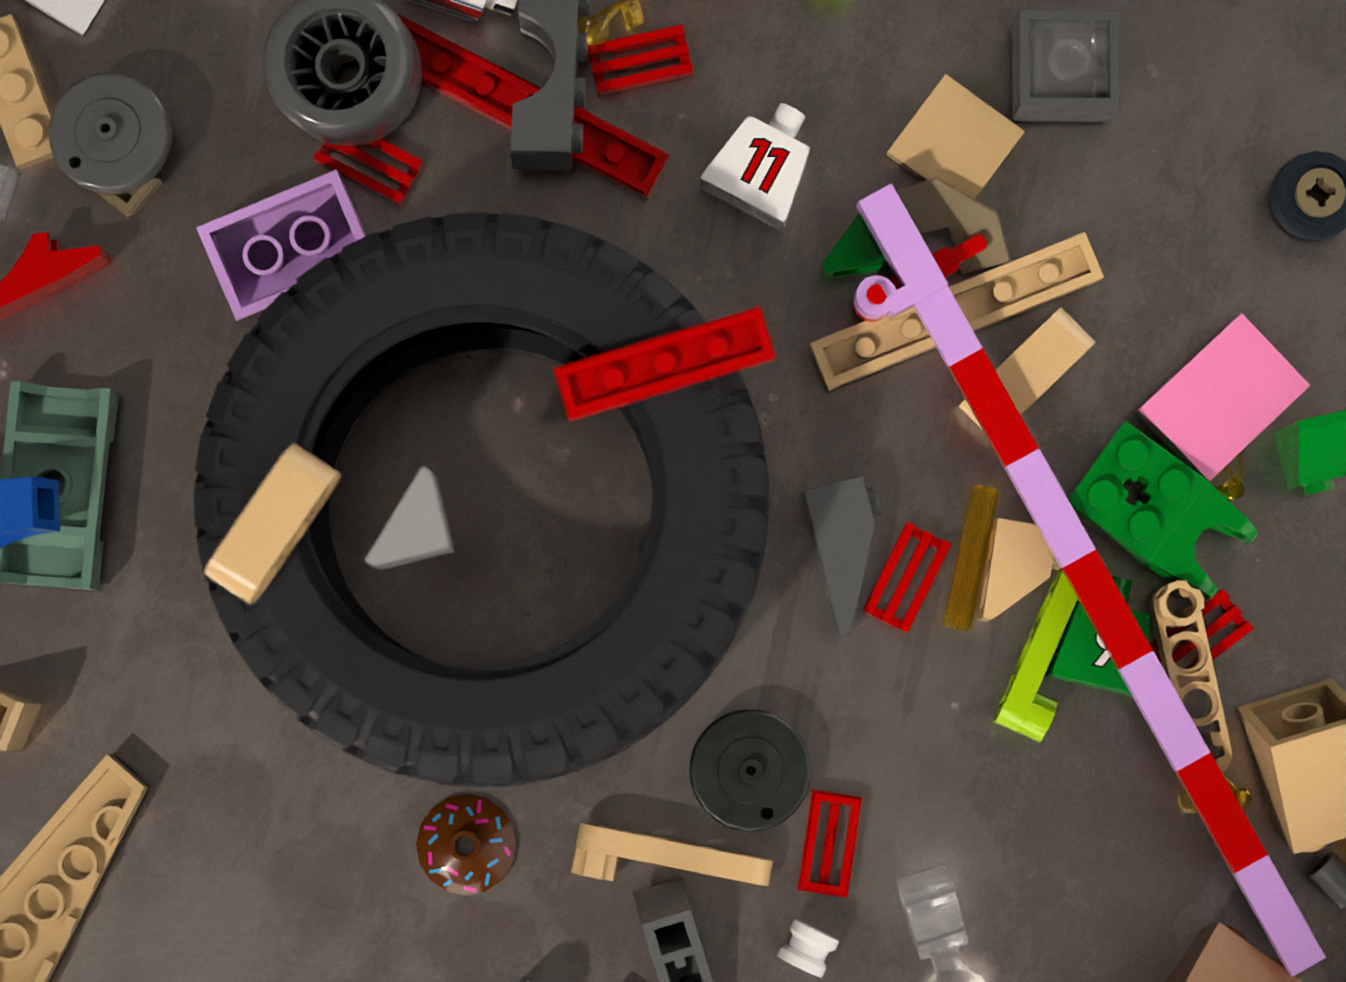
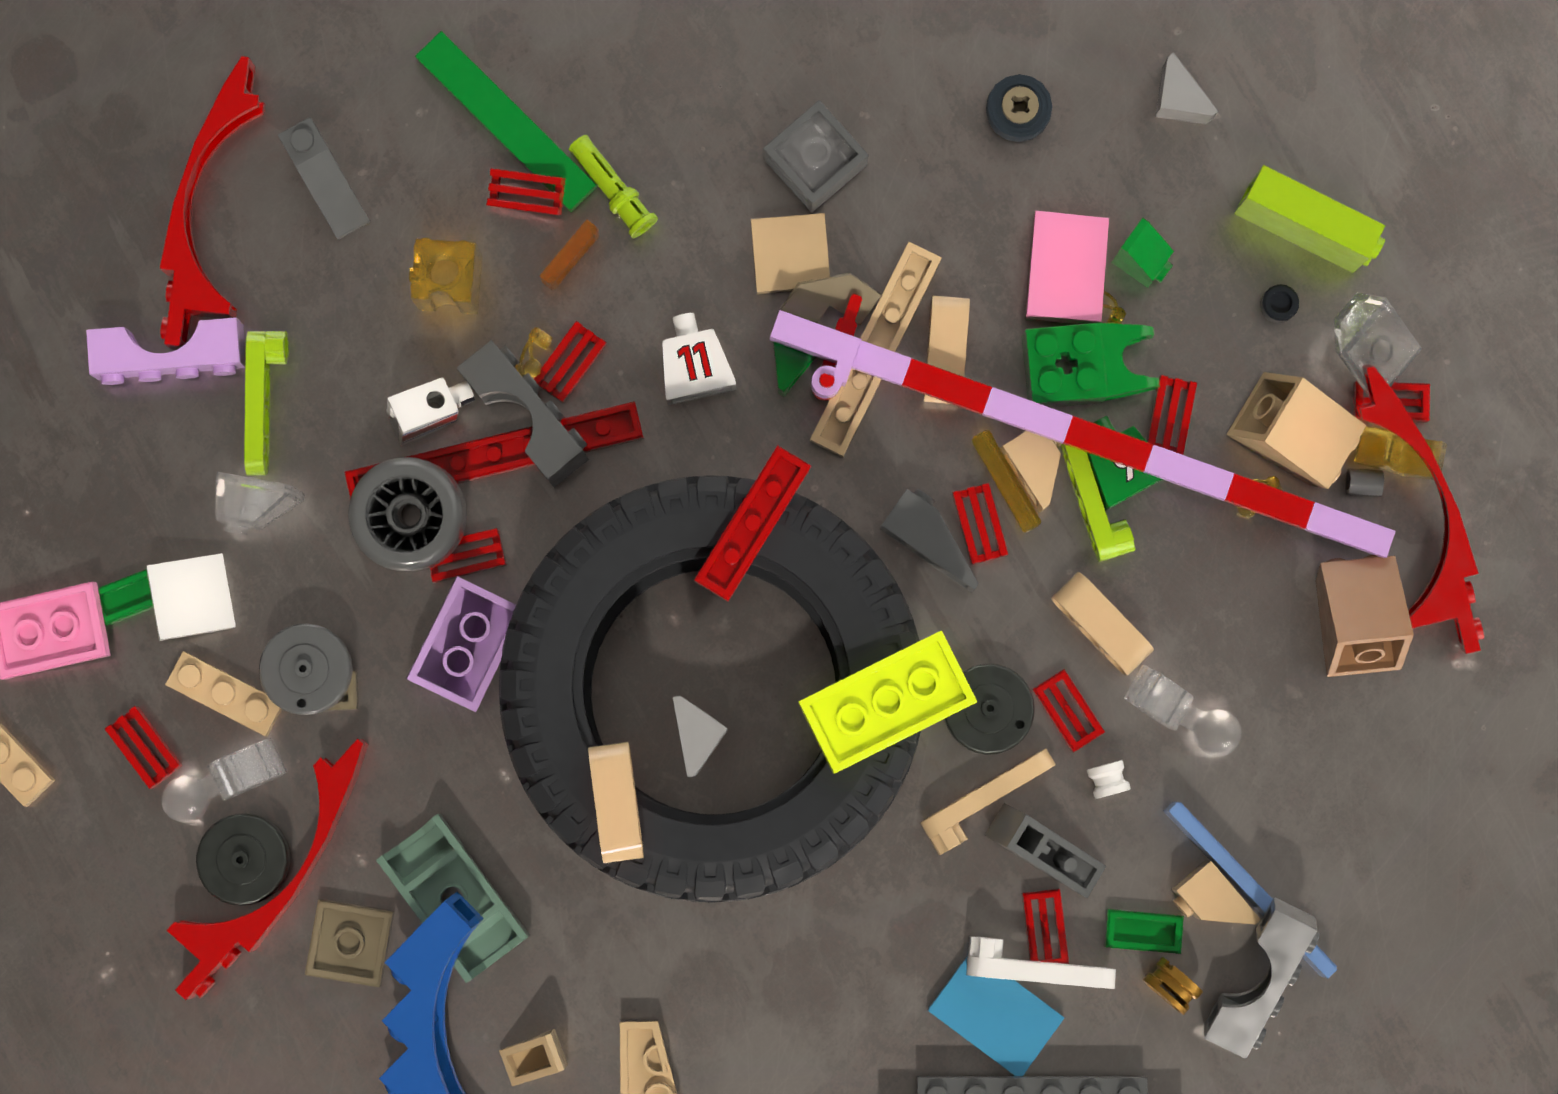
camera: 45 degrees left, 0 degrees up
(492, 838) = (846, 888): reddish brown dish -> none
(639, 666) = (887, 702): none -> neon yellow plate
(941, 786) = (1102, 624): none -> tan beam
(1202, 674) = (1190, 432): tan beam -> none

